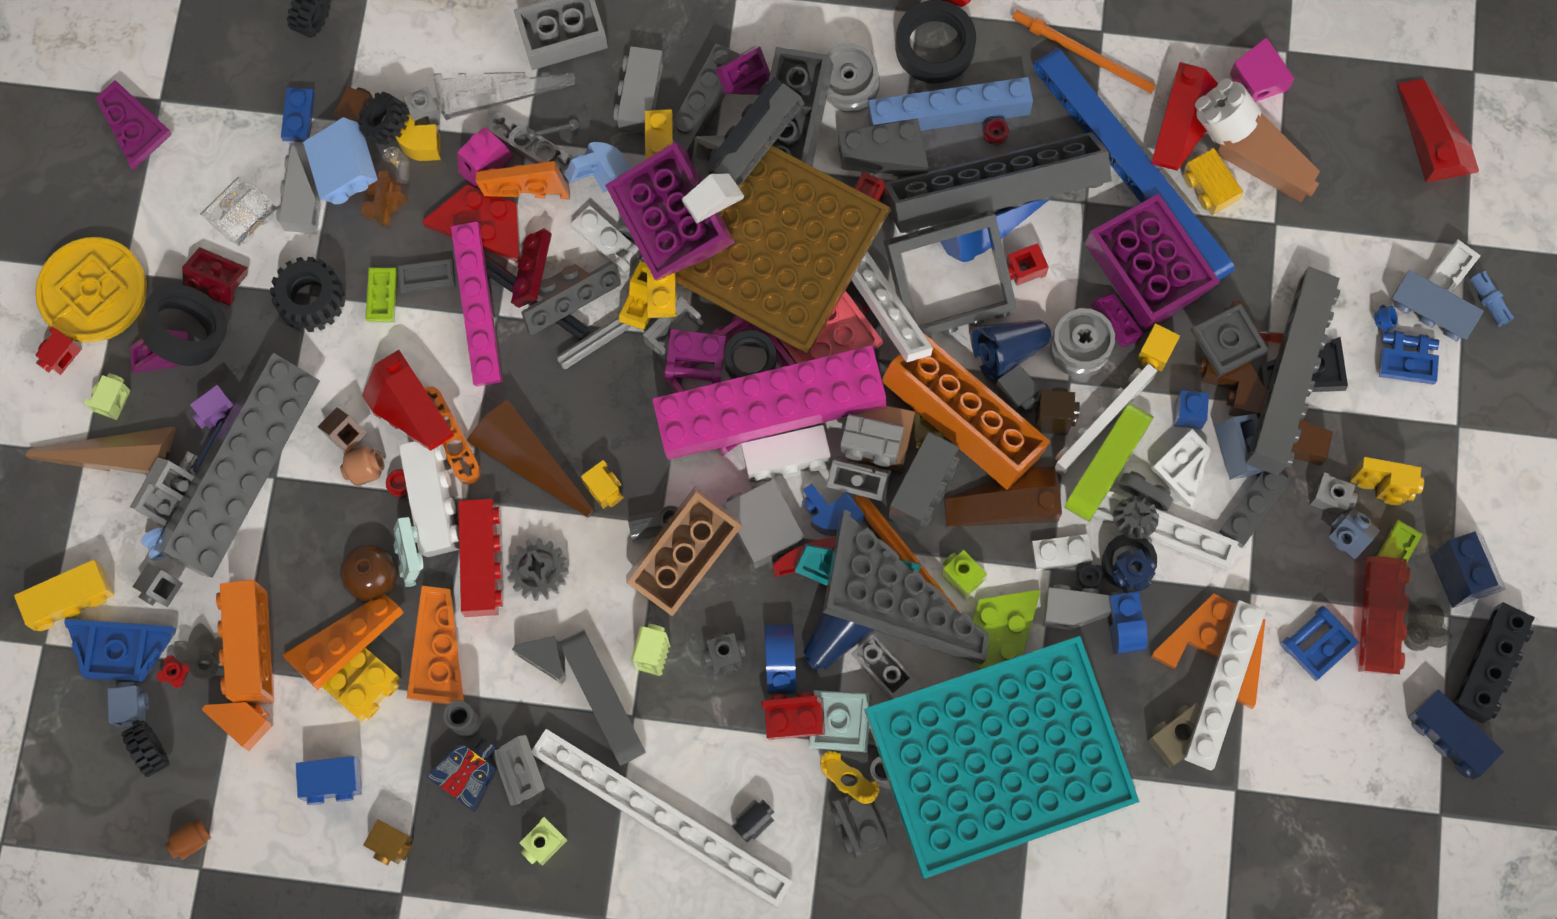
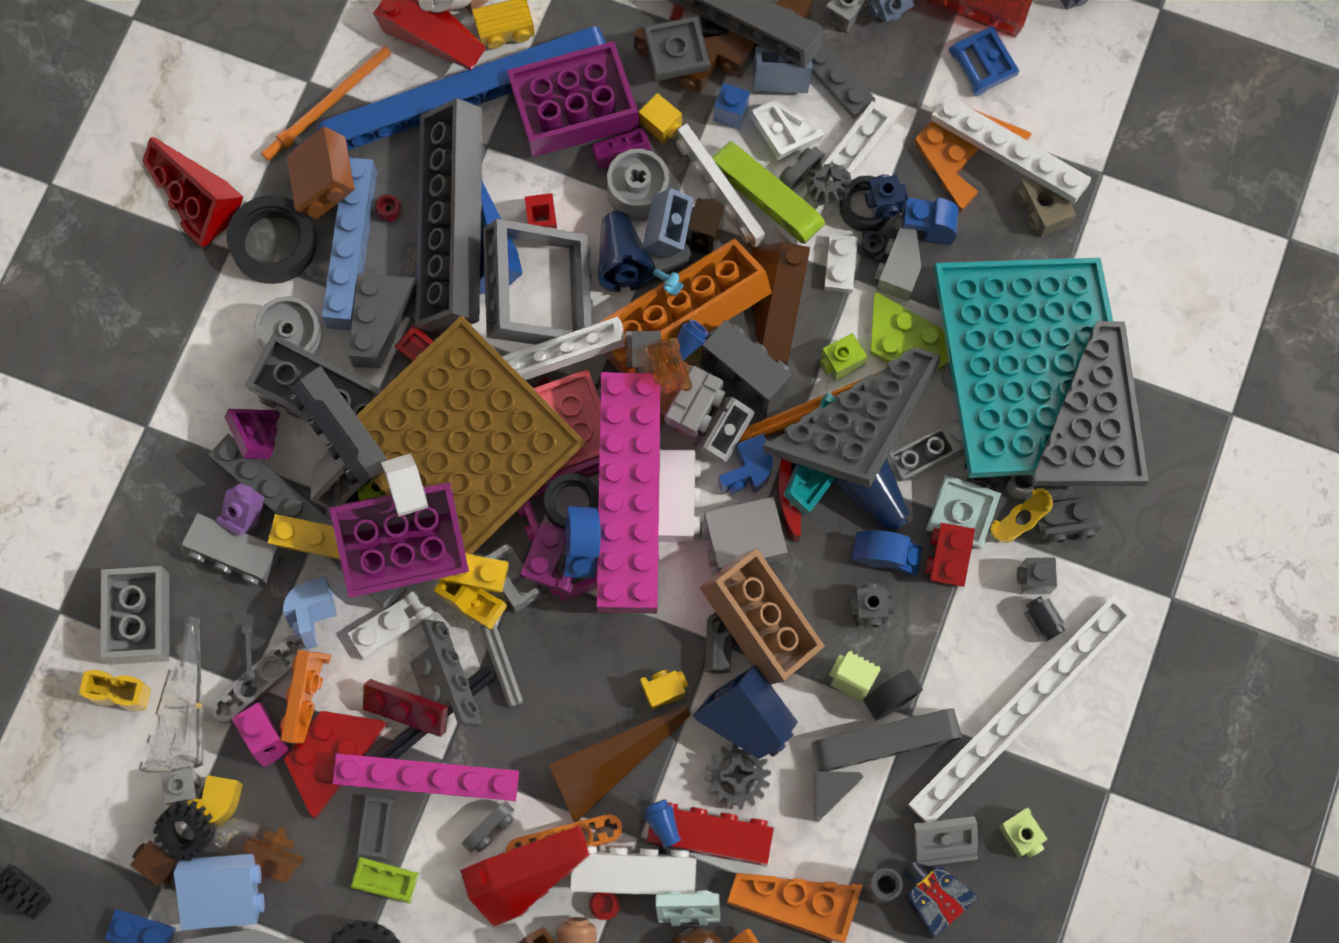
camera: 80 degrees left, 0 degrees up
(435, 362) = (480, 836): none -> dark grey plate
(475, 508) = (662, 821): none -> blue cone
(492, 32) = (121, 690): none -> yellow brick
(591, 562) = (748, 714): none -> dark blue slope
(642, 690) = (893, 694): none -> black tyre
(673, 83) = (241, 509): none -> medium lavender brick
(710, 369) = (582, 541): none -> blue brick
(792, 803) = (1037, 575): none -> dark grey brick
(888, 402) = (669, 366): none -> clear orange hips
(904, 377) = (636, 349): none -> dark grey brick
(931, 419) = (691, 337): none -> blue cone
(950, 823) = (1099, 423): none -> dark grey wing
(984, 392) = (671, 283): none -> medium azure hand
(1005, 60) = (320, 173): none -> dark orange brick
(1042, 372) = (668, 223): none -> sand blue brick

